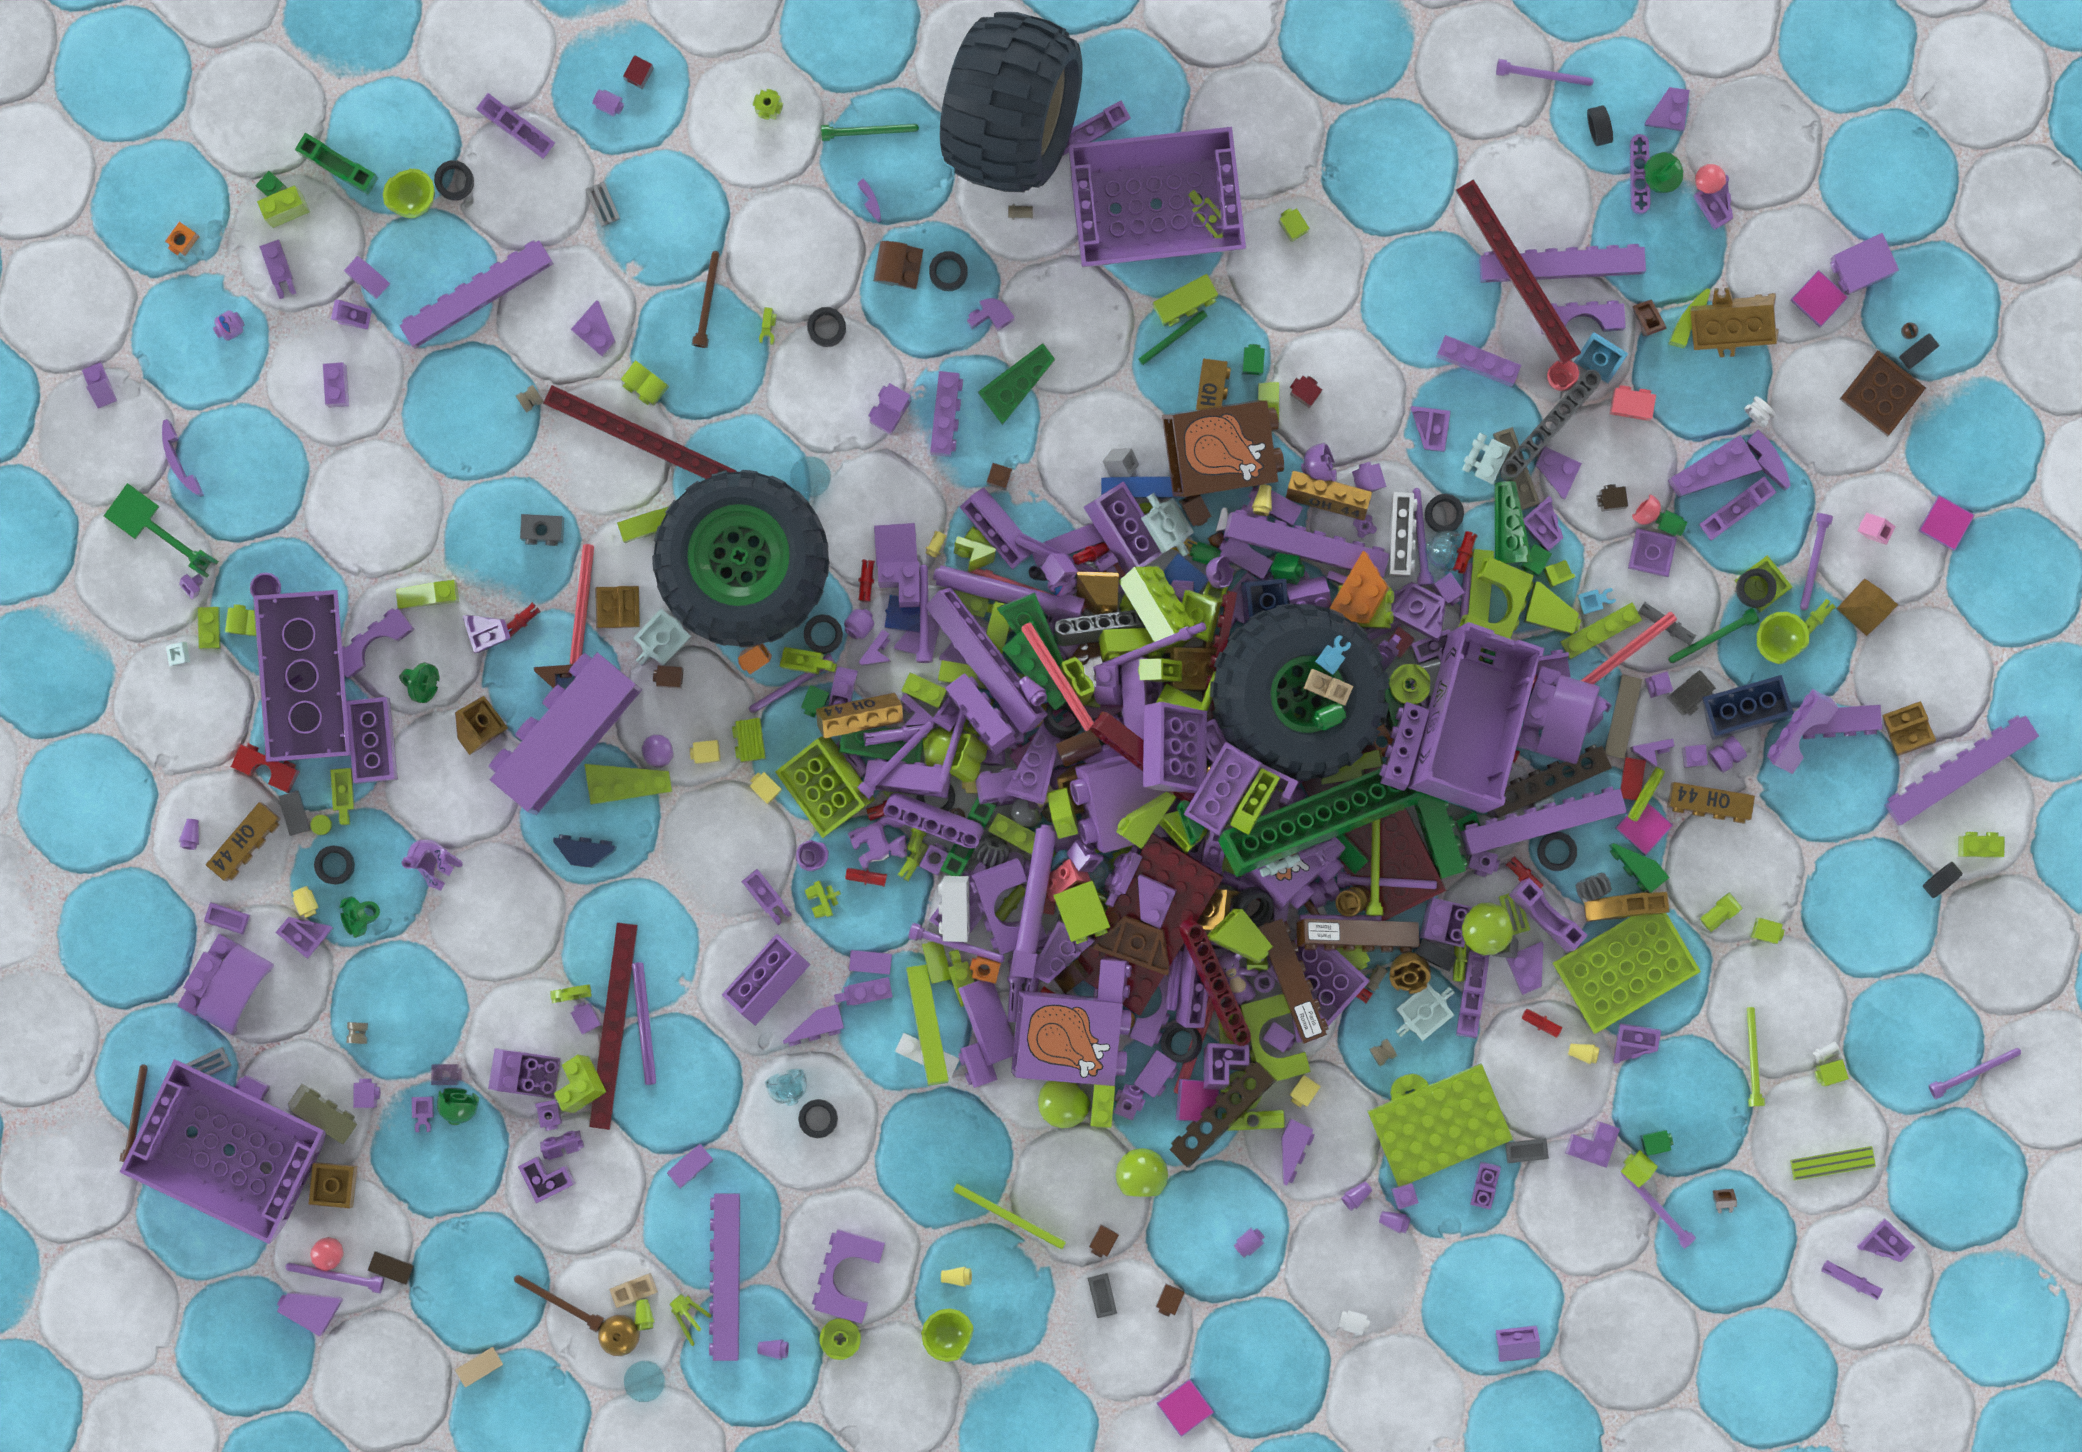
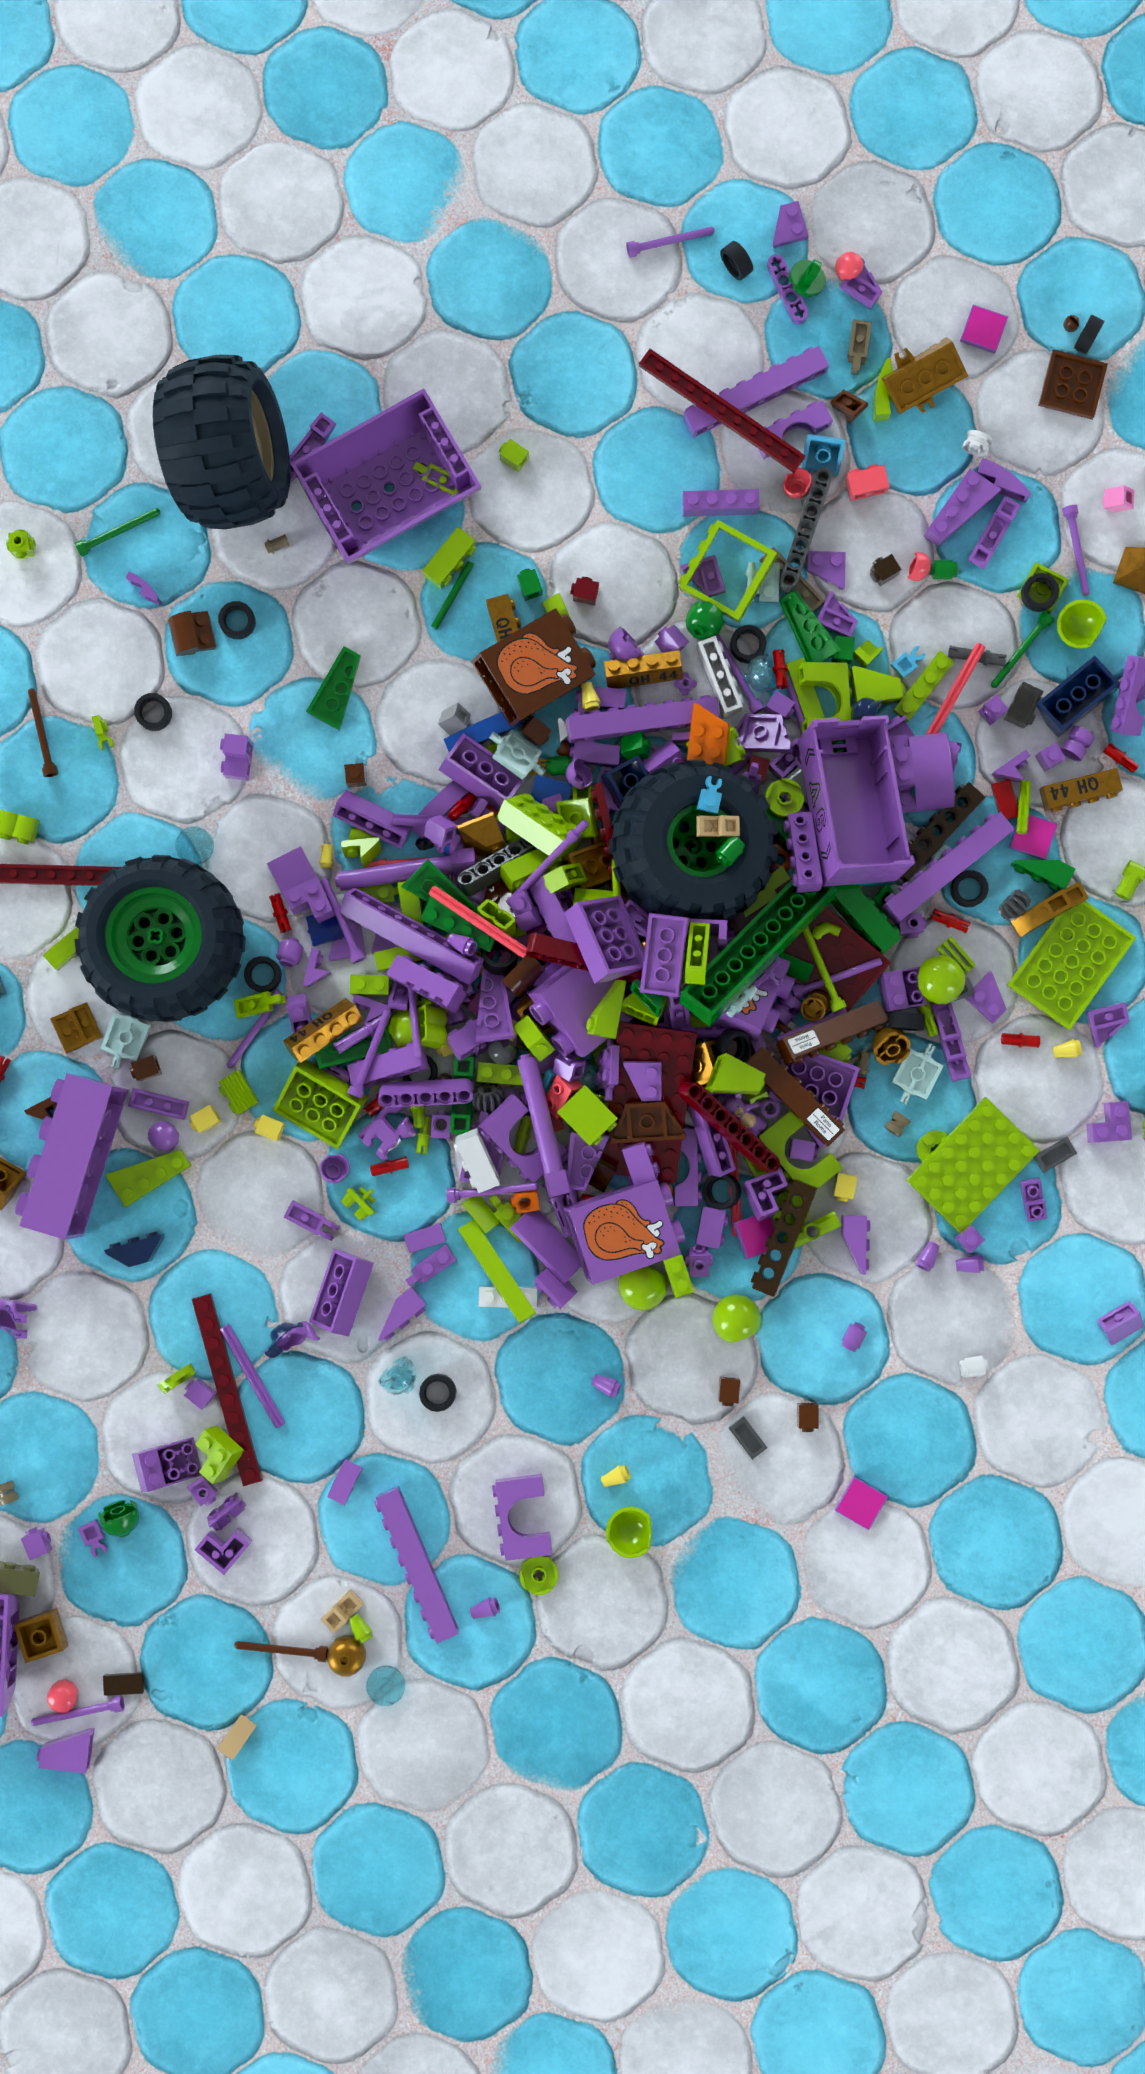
camera: 25 degrees left, 0 degrees up
(437, 1074) = (91, 1498): clear purple brick -> none
(582, 602) = (42, 1032): coral axle -> none
(666, 717) = (158, 1103): none -> medium lavender tile
(681, 1306) = (389, 1608): lime plant -> none
(697, 999) = (289, 1335): none -> hair
(754, 658) = (211, 1020): orange brick -> none
(814, 699) = (278, 1032): green brick -> none
(945, 412) = (286, 743): medium lavender brick -> none
(986, 1184) = (606, 1385): none -> medium lavender cone
(994, 310) = (289, 636): medium lavender brick -> none
(1011, 1217) = (638, 1404): lime tile -> none
(1173, 982) = (693, 1142): medium lavender axle -> none
(1395, 829) = (825, 928): none -> lime arm
(1409, 473) = (704, 620): none -> green cylinder
(1473, 461) = (756, 583): none -> lime window
(1529, 630) = (865, 707): none -> dark blue hair
(1533, 902) = (1002, 953): medium lavender arch -> none
(1623, 716) = (974, 750): dark tan tile -> none
(1652, 552) = (937, 602): medium lavender tile -> none
(1686, 260) = (858, 344): none -> dark tan hinge
(1765, 787) = (1120, 757): none -> red axle
(1817, 618) = (1101, 595): lime pin -> none
(1864, 264) = (1011, 281): medium lavender slope -> none

